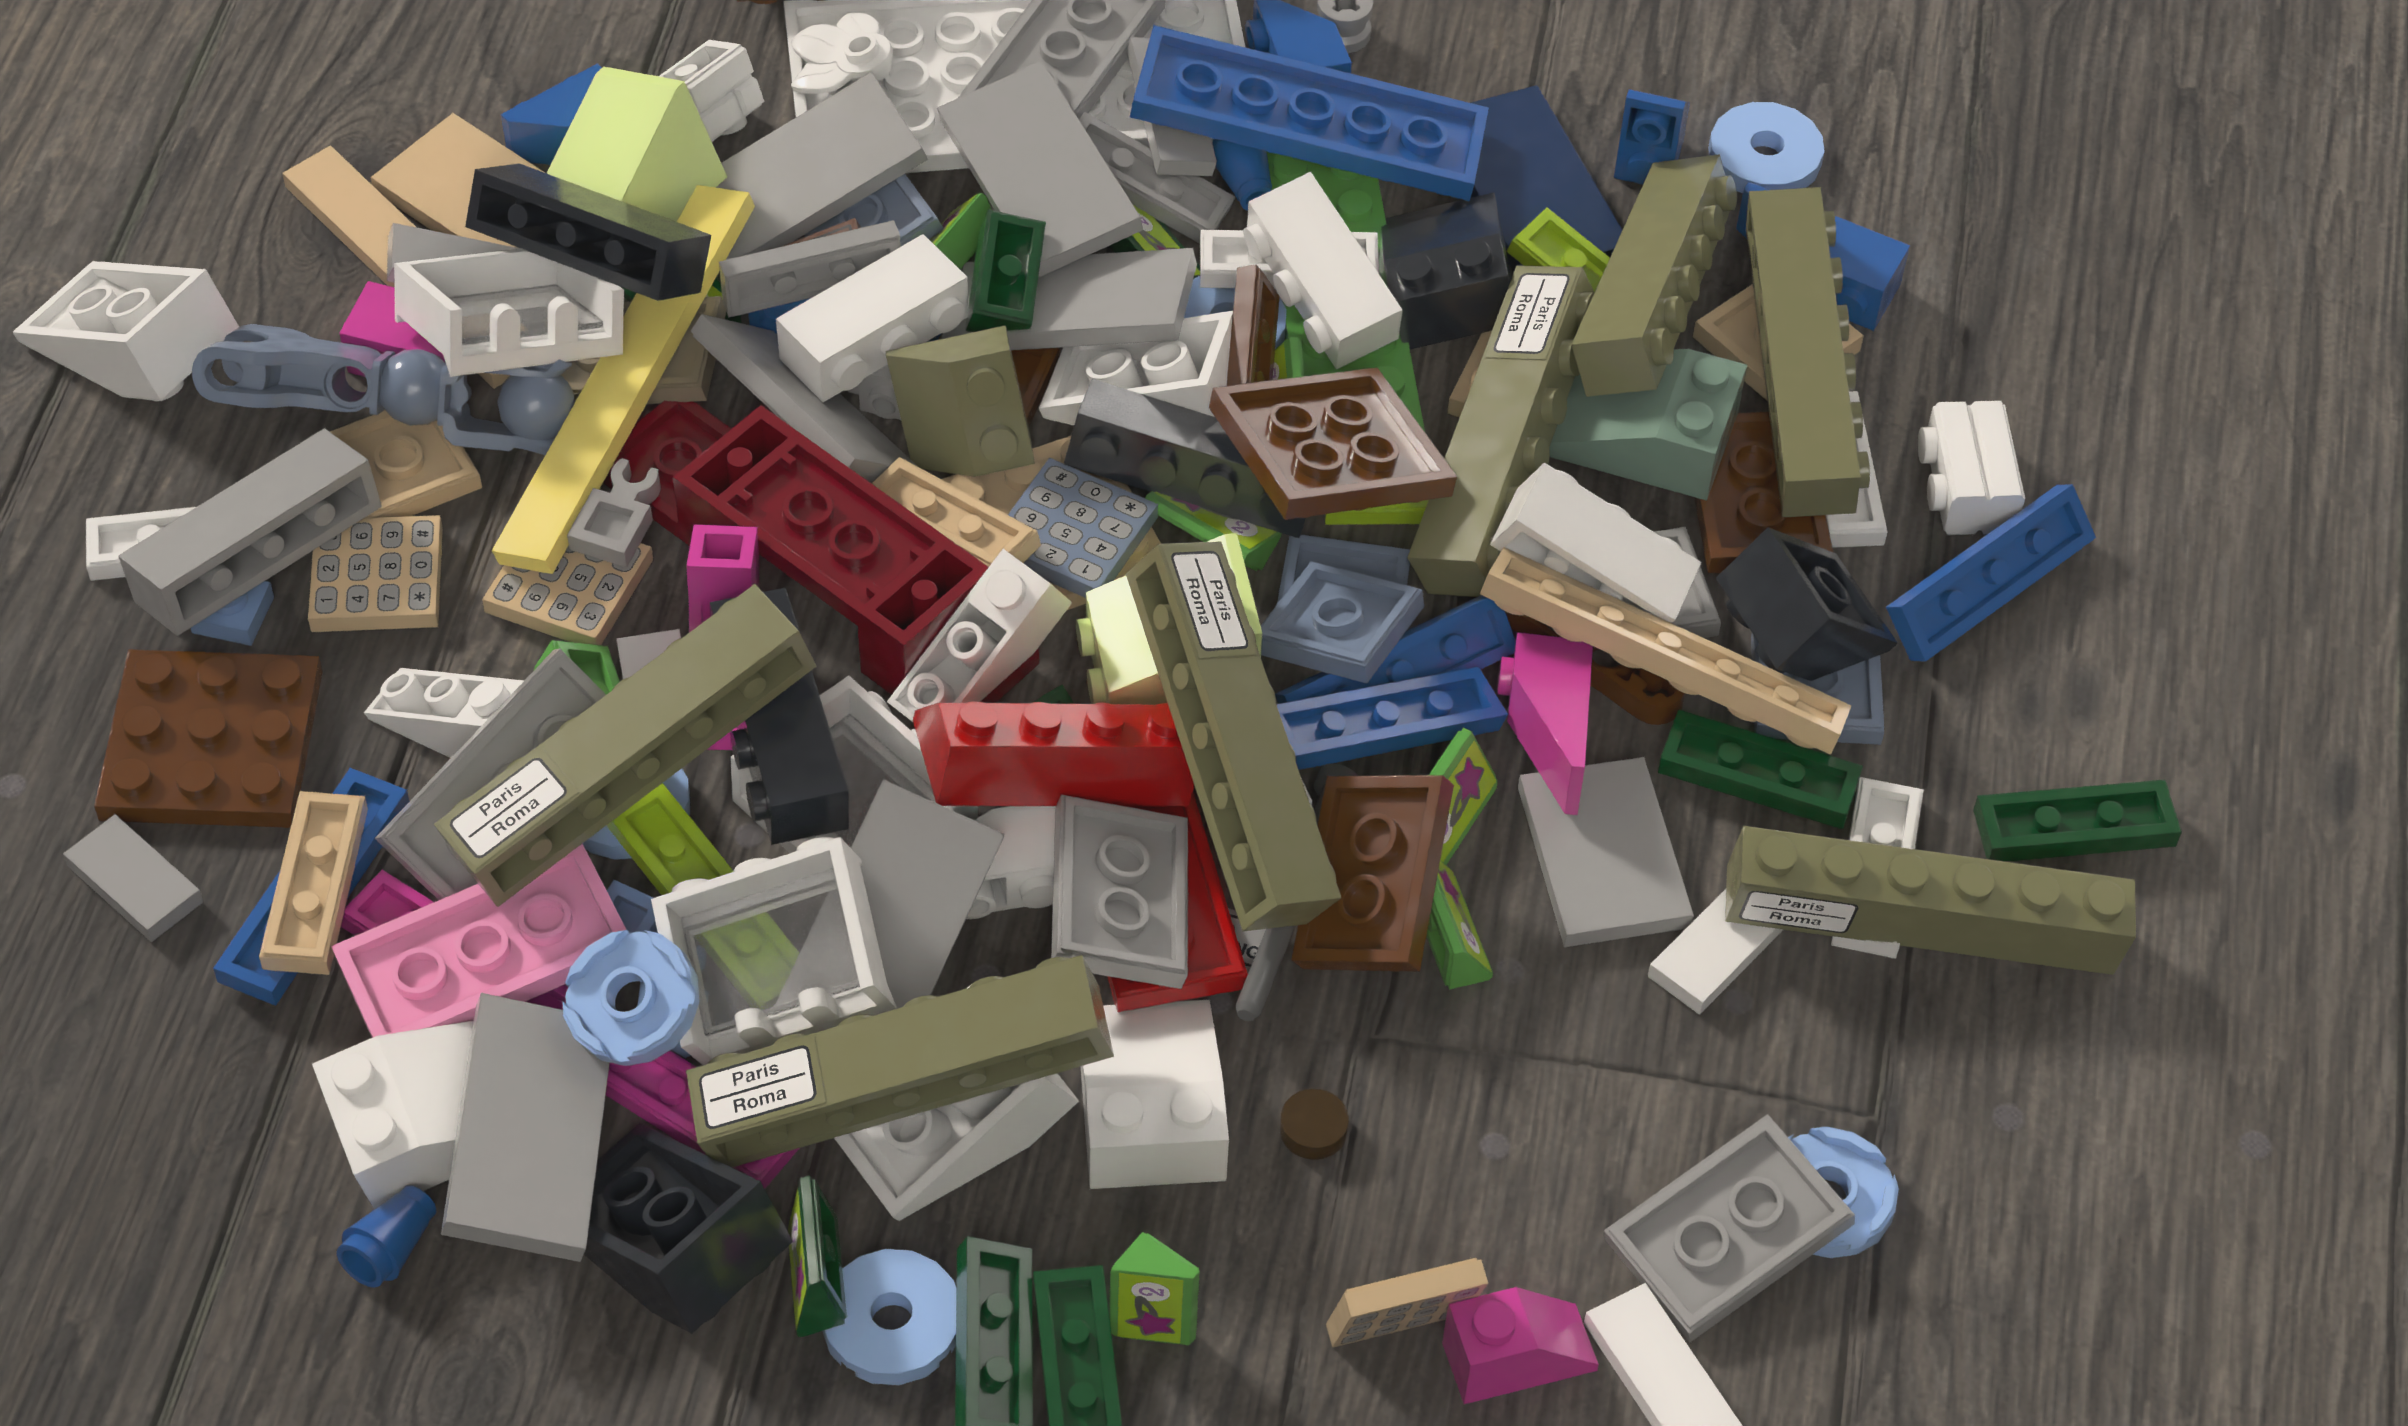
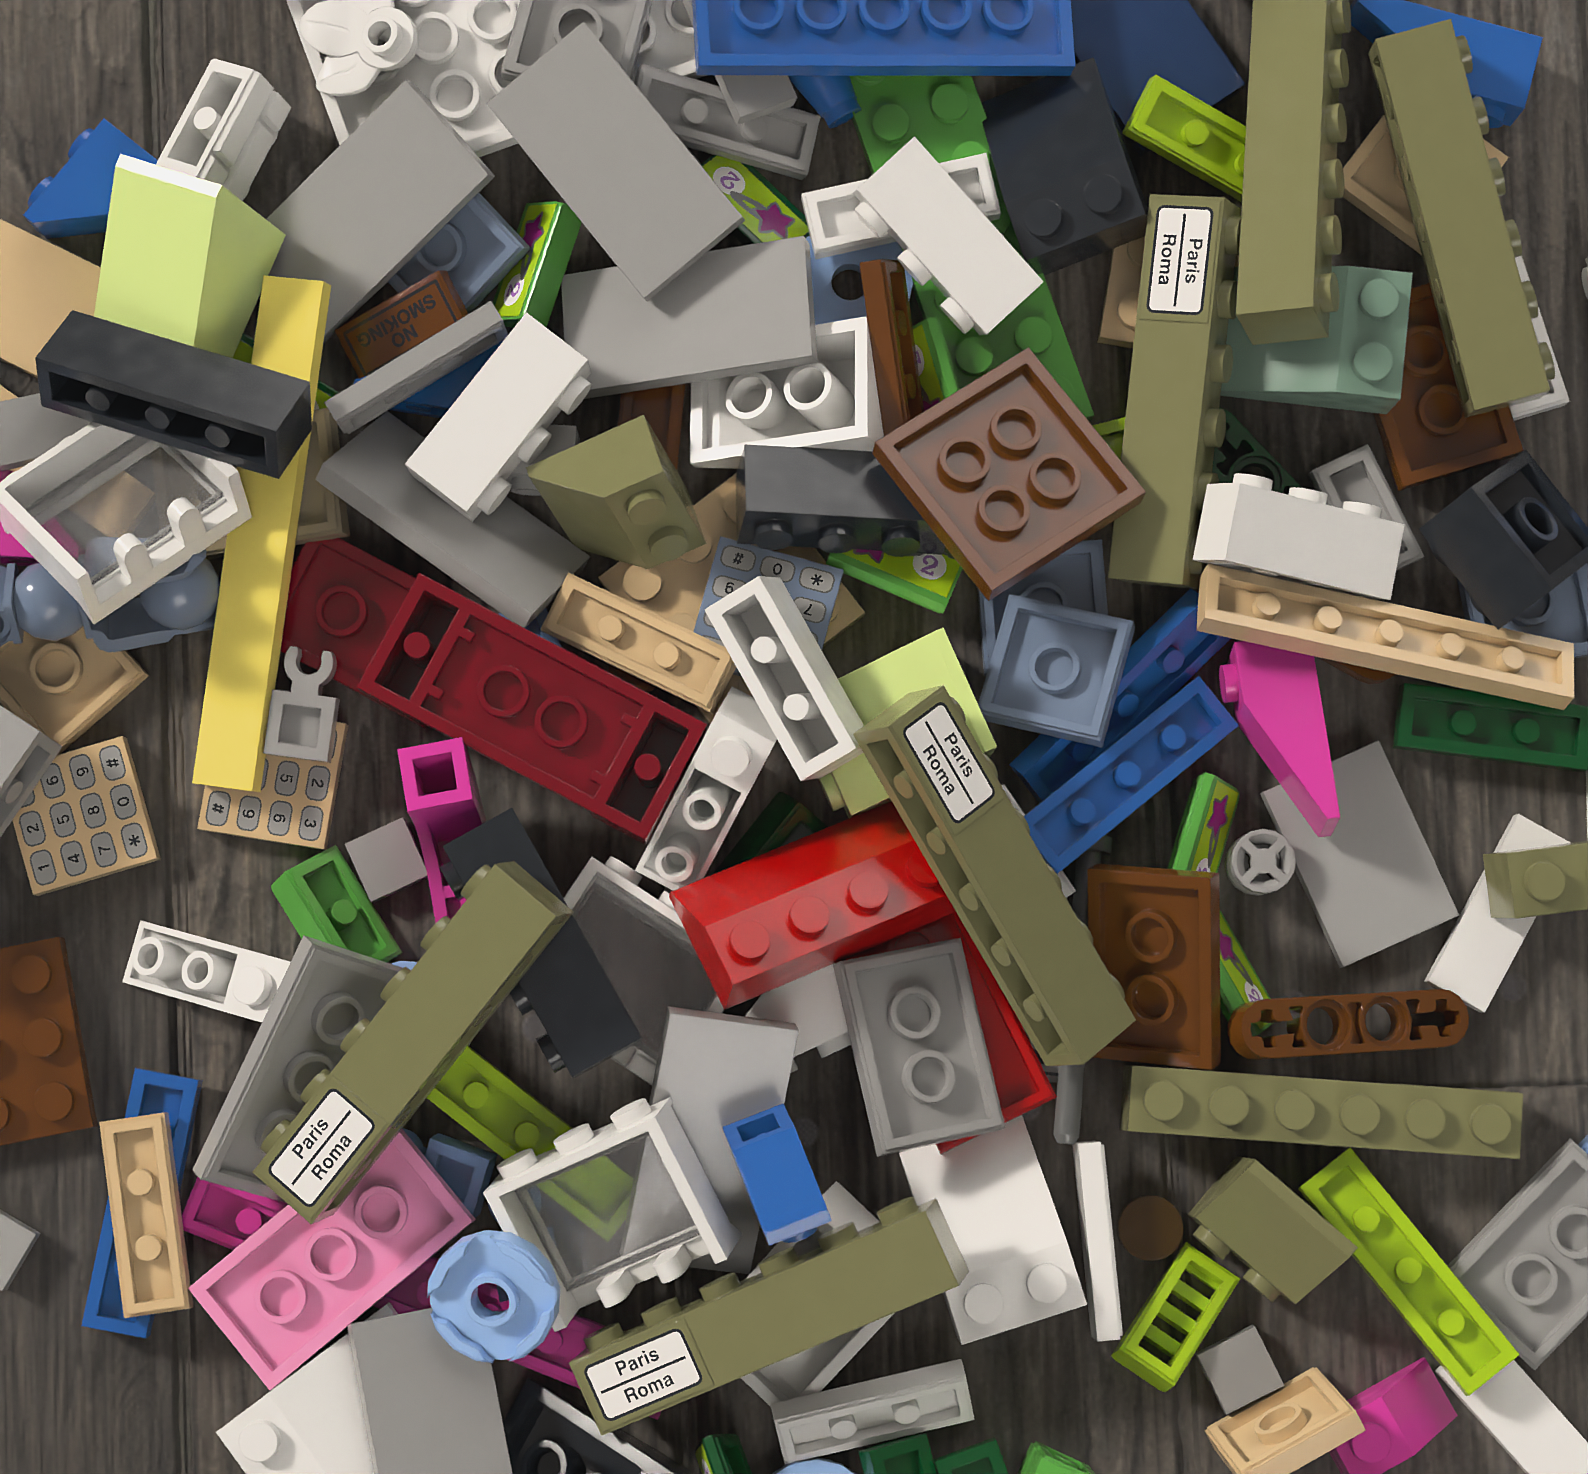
camera: 15 degrees left, 30 degrees up
(941, 1214) = (872, 1411): none -> white tile
(945, 941) = (777, 1175): none -> blue slope
(1005, 272) = (617, 316): dark green slope -> none
(1080, 546) = (788, 676): none -> white brick
(1256, 1113) = (1097, 1240): none -> white tile
(1289, 1239) = (1146, 1365): none -> lime slope
(1372, 1258) = (1239, 1369): none -> light grey tile
(1437, 1125) = (1269, 1231): none -> olive slope
(1507, 816) = (1268, 854): none -> light grey wheel
(1512, 1045) = (1322, 1111): none -> olive brick
(1559, 958) = (1349, 1026): none -> reddish brown beam
(1573, 1205) = (1409, 1272): none -> lime plate

